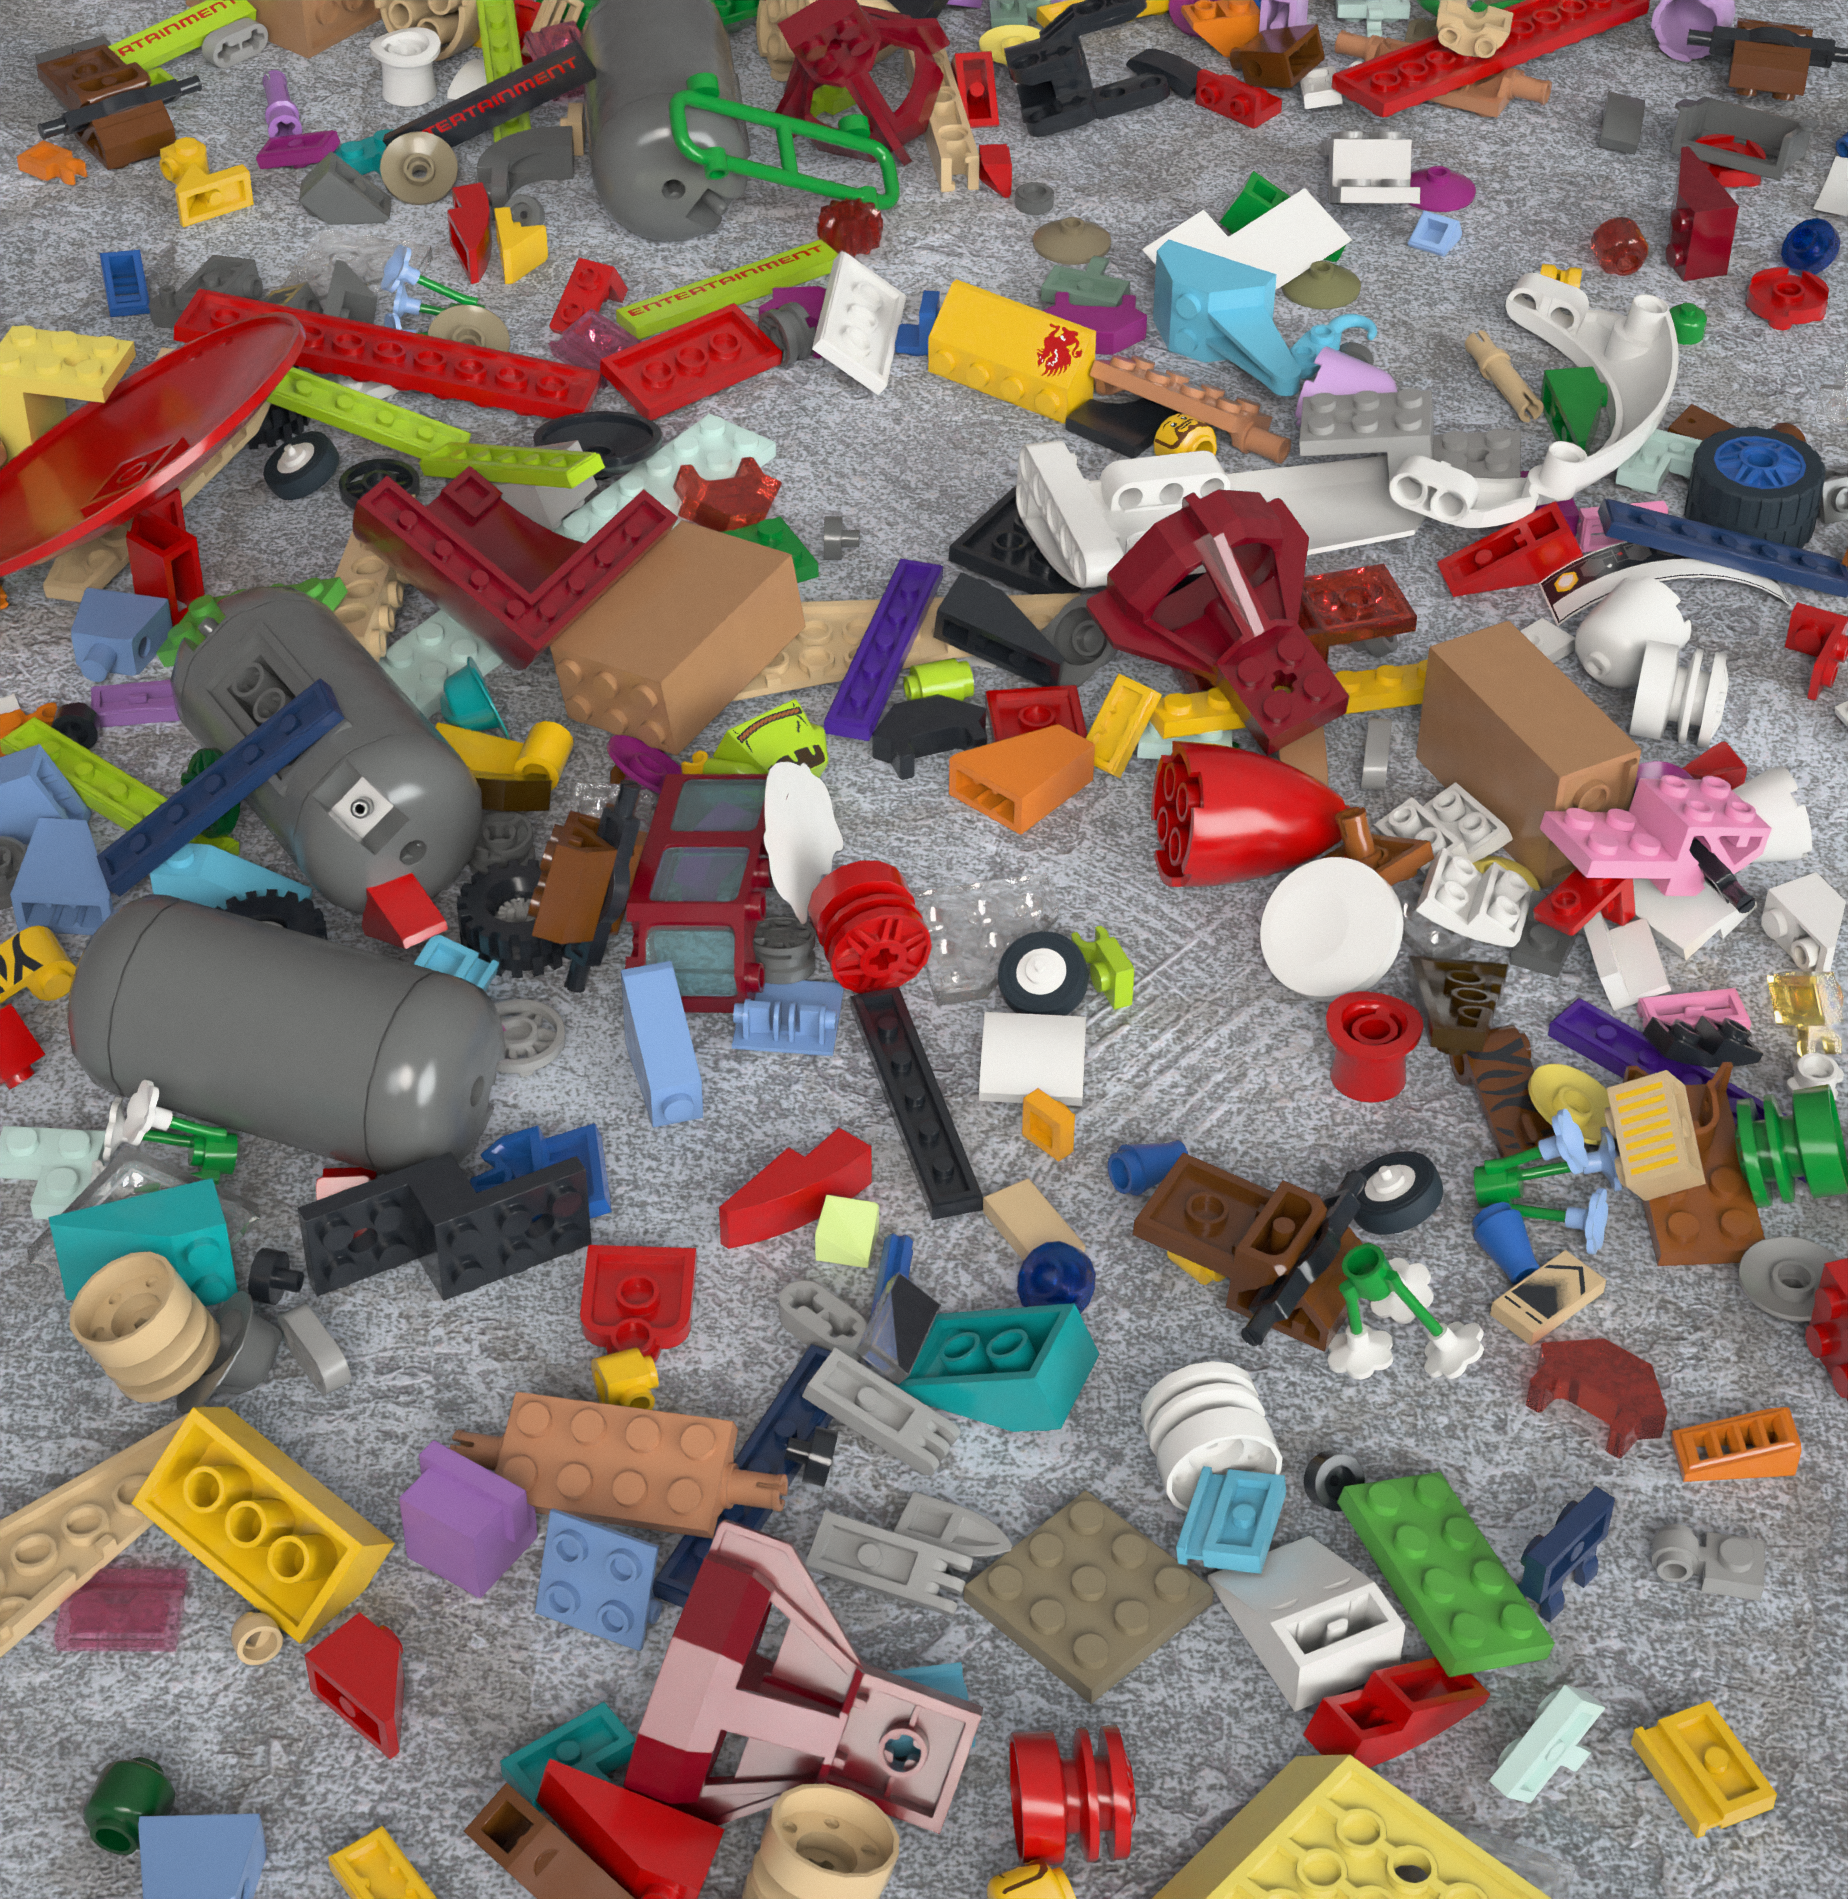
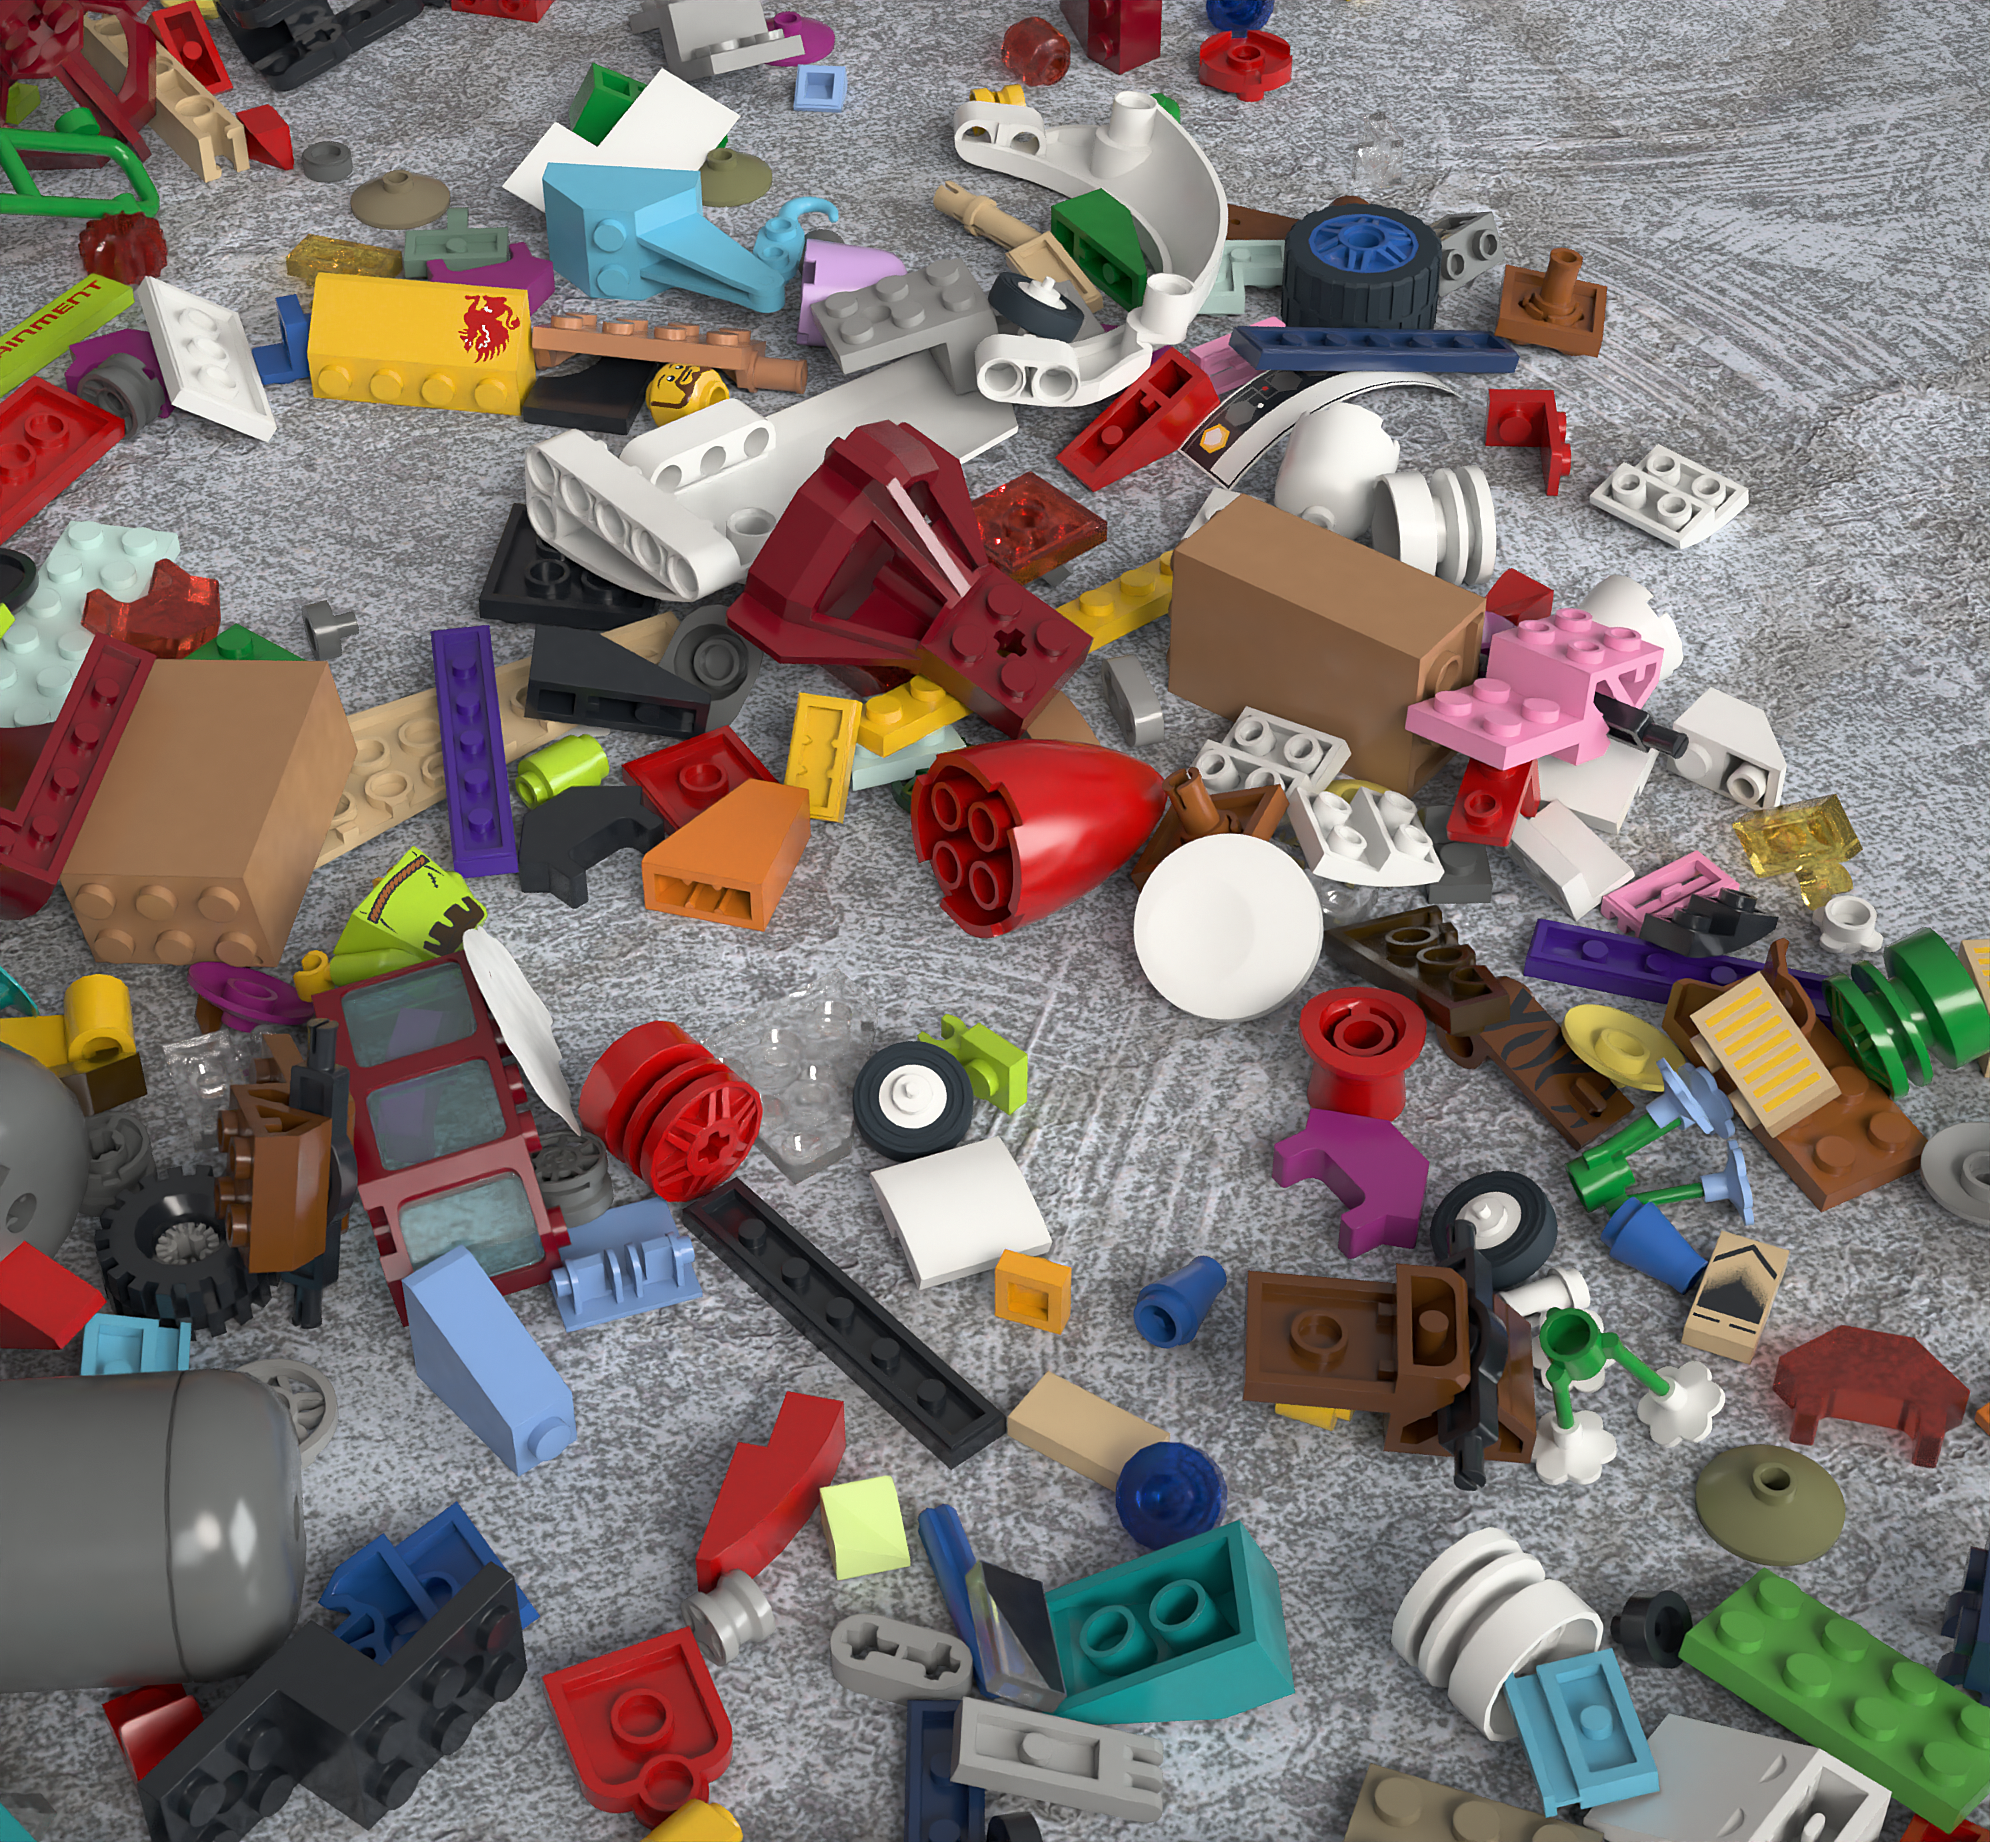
camera: 25 degrees left, 0 degrees up
(726, 1253) = (728, 1616): none -> light grey wheel
(999, 276) = (339, 256): none -> clear yellow plate
(1337, 1125) = (1367, 1169): none -> magenta piece
(1411, 1248) = (1559, 1289): none -> white pin
(1465, 443) = (1036, 307): none -> black wheel
(1480, 1438) = (1770, 1505): none -> olive dish
(1518, 412) = (1047, 257): none -> tan tile

